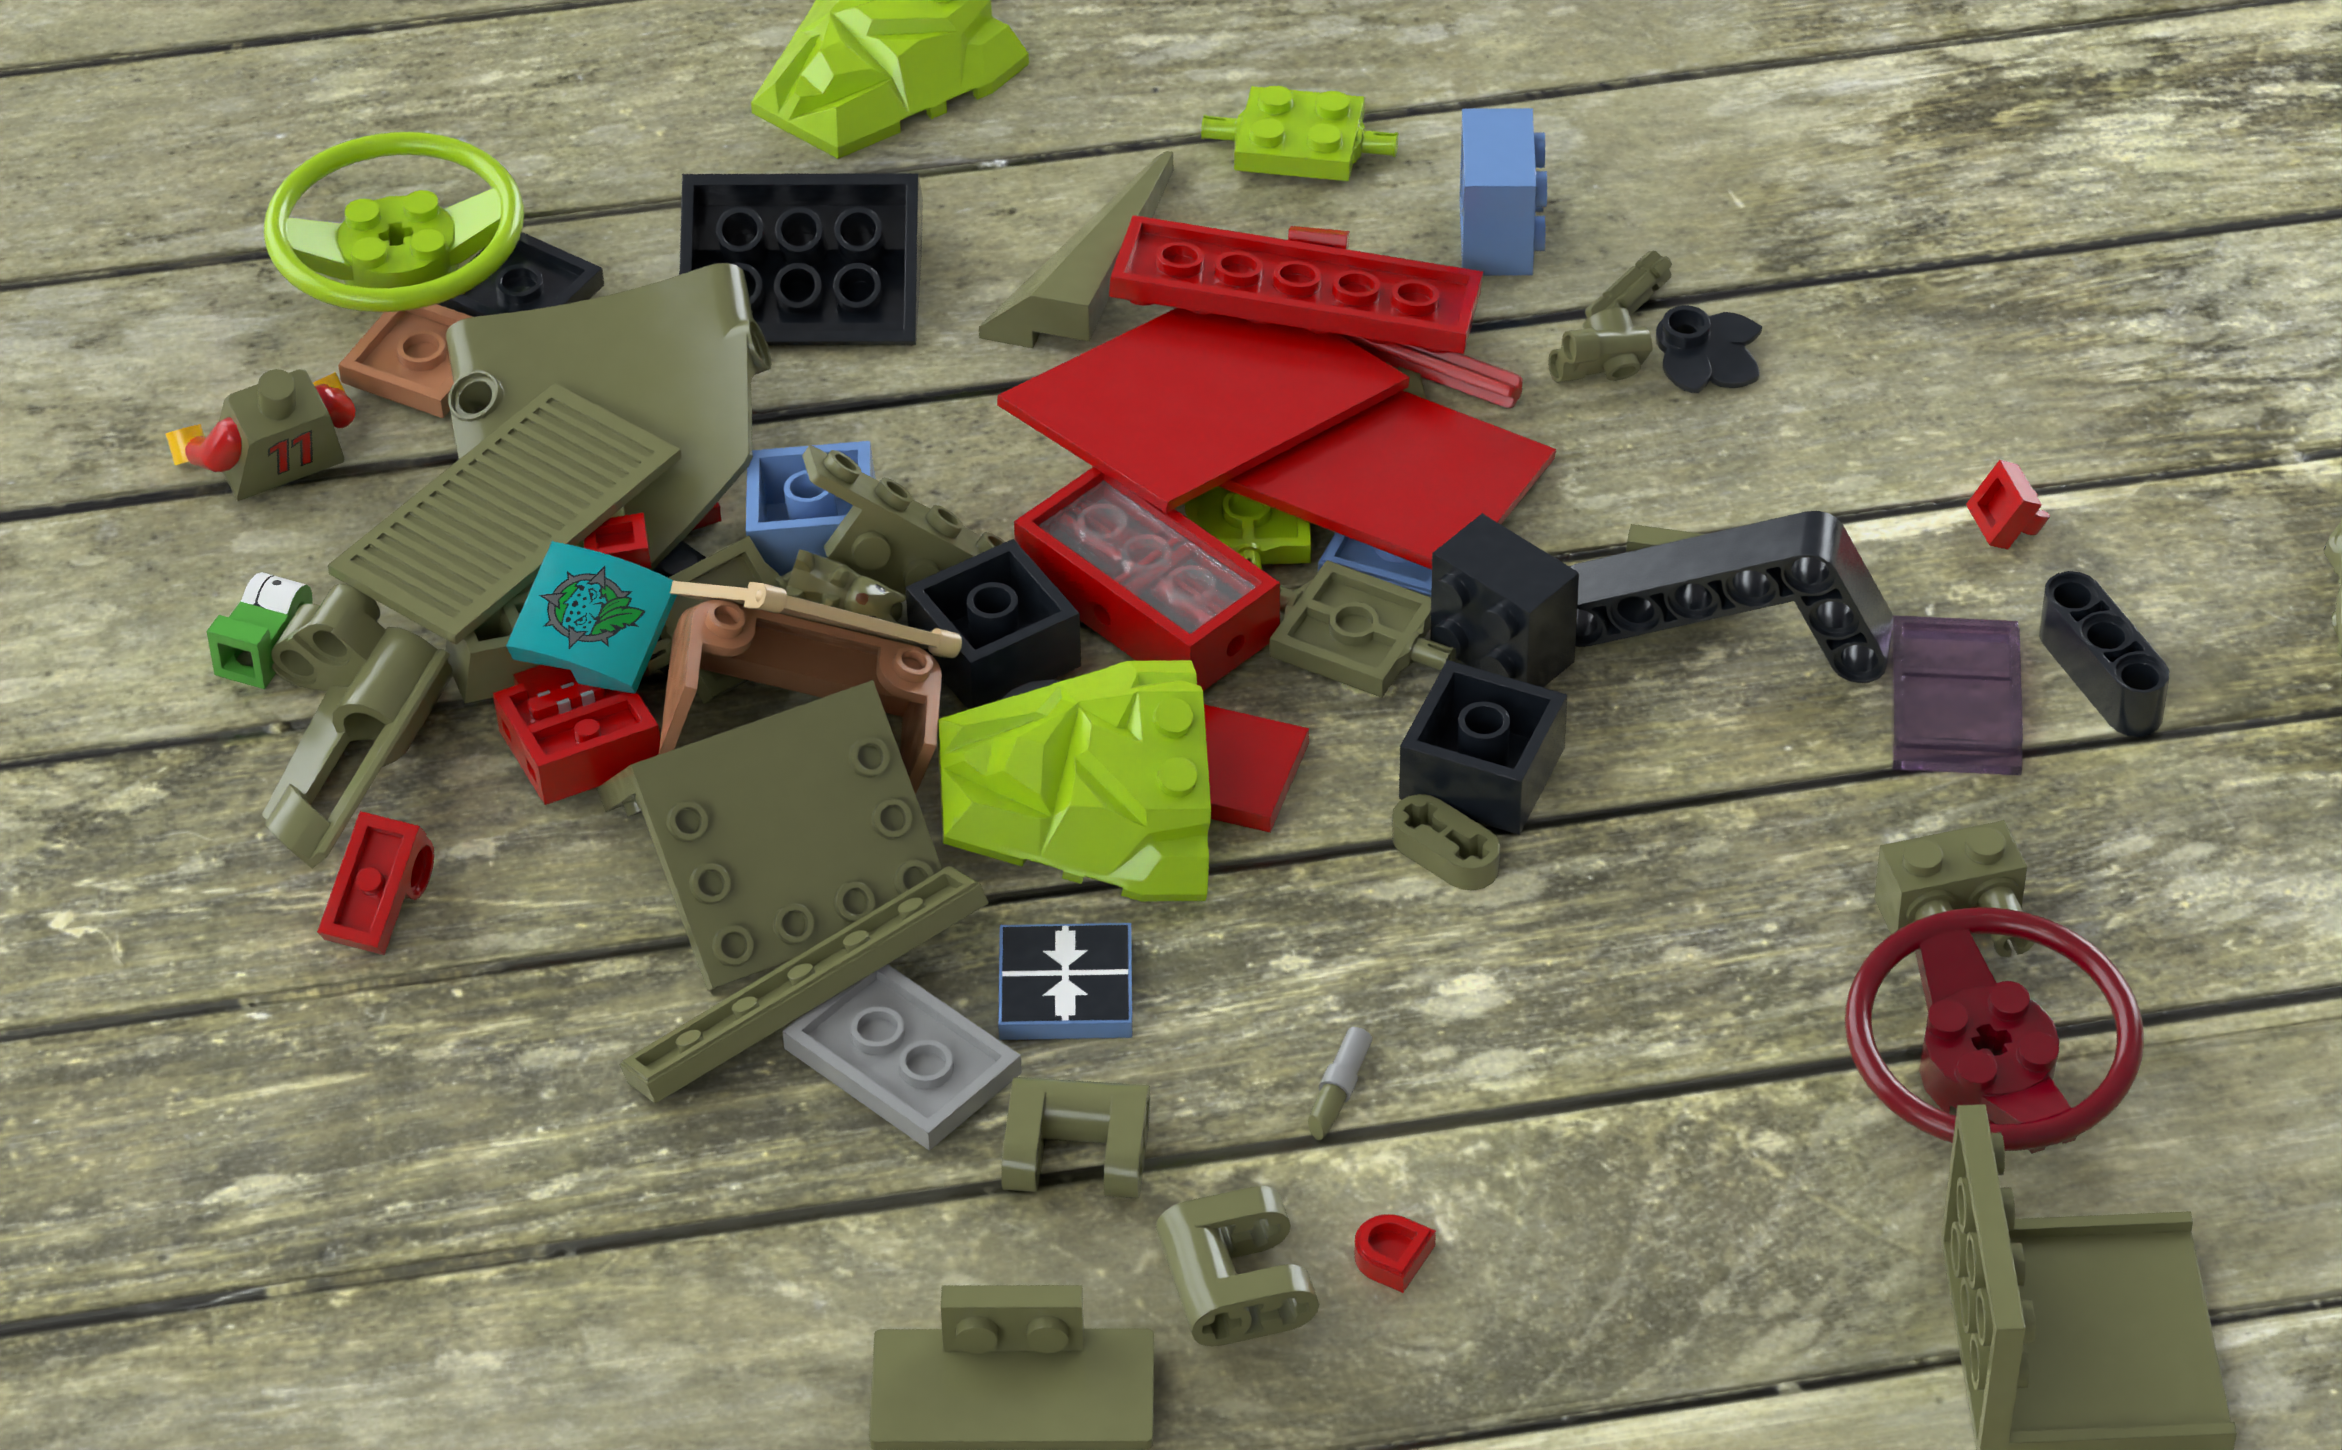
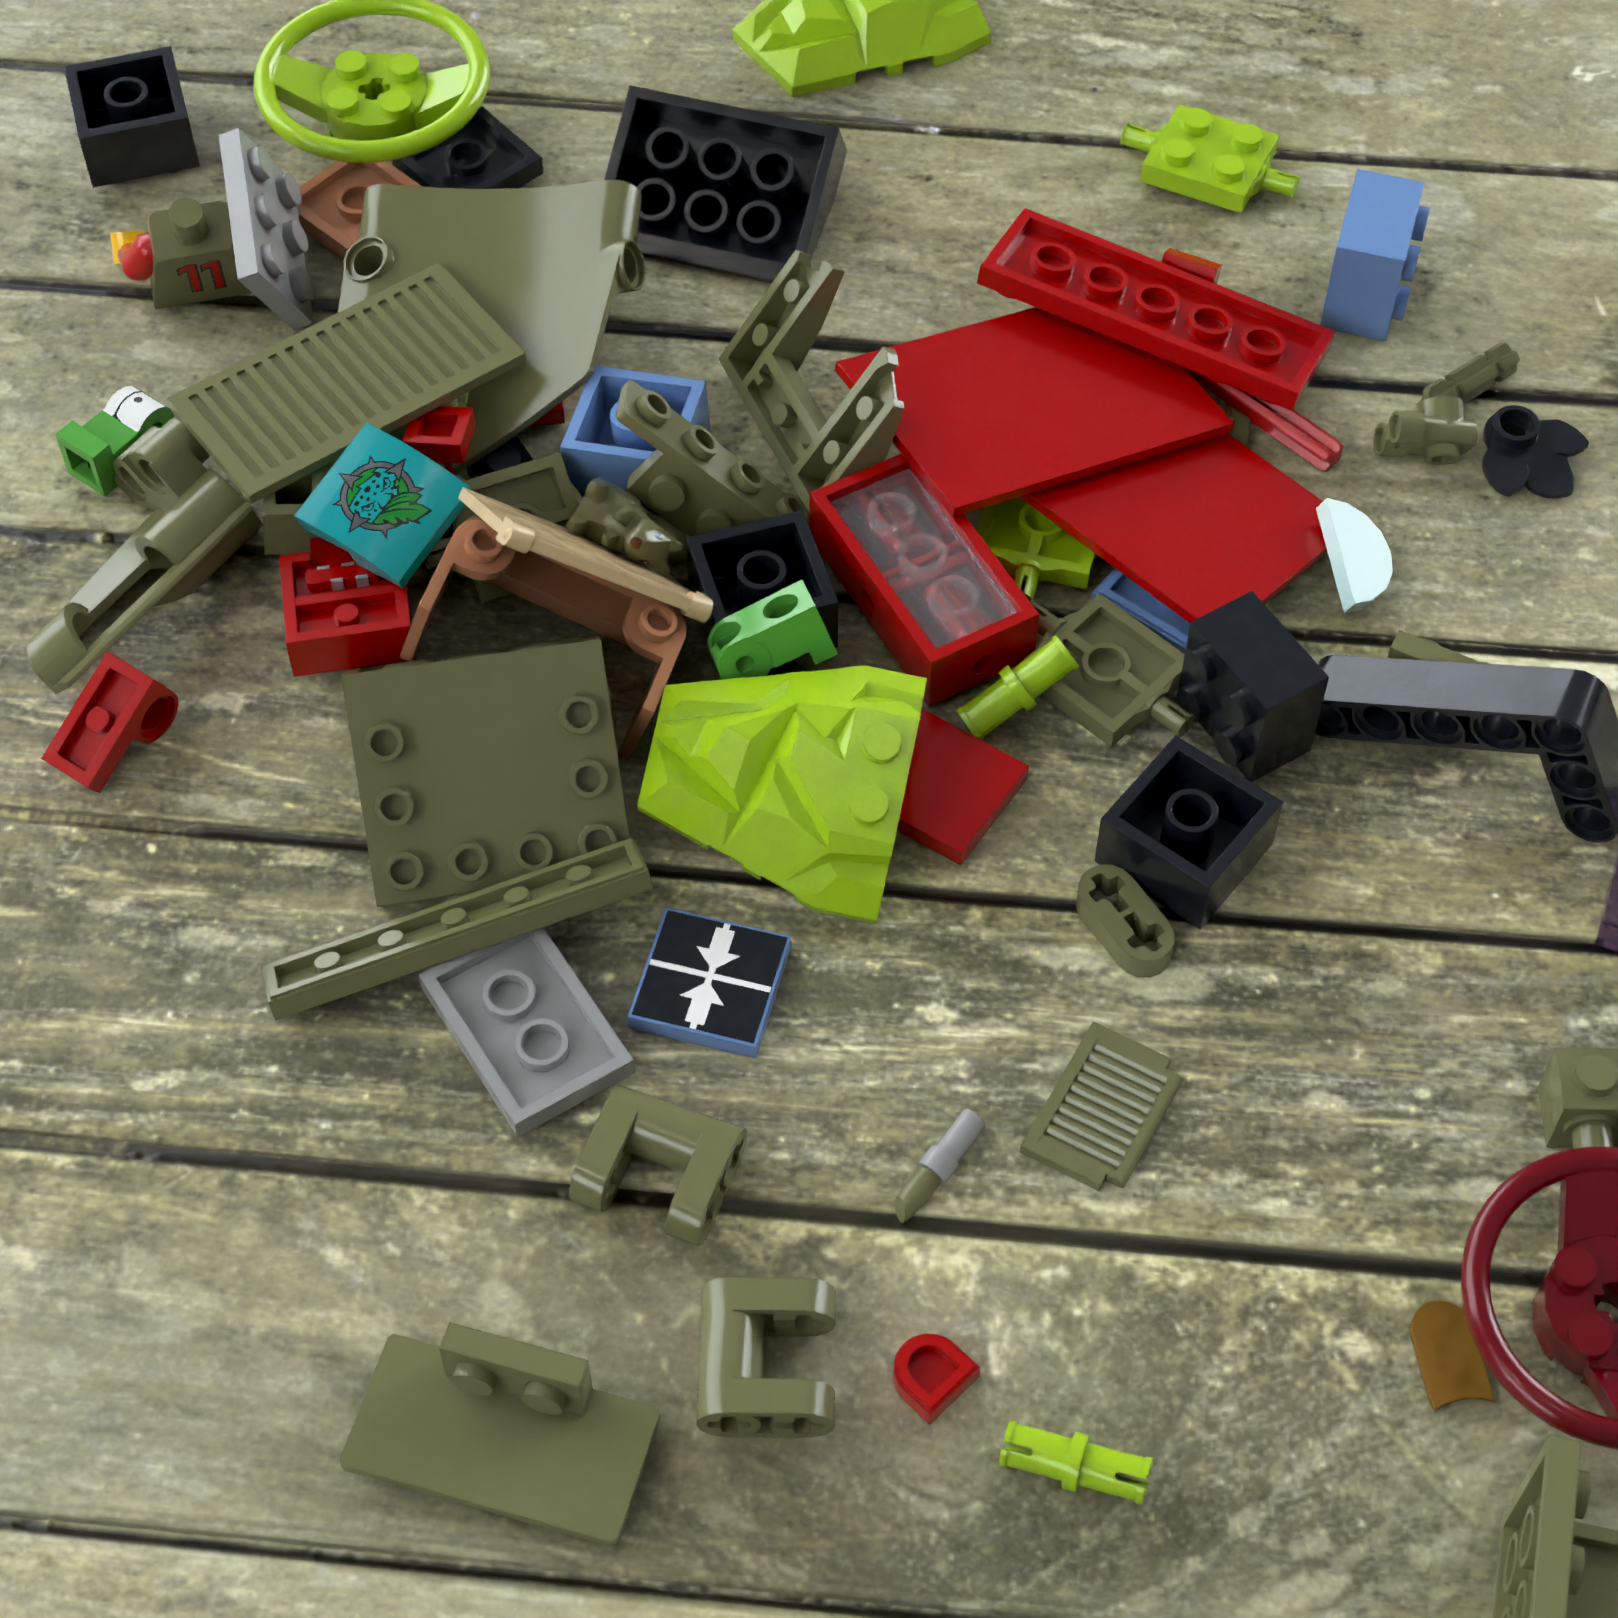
camera: 15 degrees right, 10 degrees up
(143, 312) = (131, 116): none -> black brick
(356, 397) = (266, 229): none -> light grey plate
(919, 422) = (764, 368): none -> olive wedge
(1025, 652) = (770, 635): none -> bright green leg
(1074, 284) = (946, 268): olive wedge -> none
(1277, 658) = (1017, 688): none -> lime pin
(1477, 1005) = (1103, 1109): none -> olive window
(1548, 1282) = (1076, 1462): none -> lime pin
(1565, 473) = (1356, 554): none -> light aqua tile
(1856, 1128) = (1448, 1355): none -> pearl gold piece

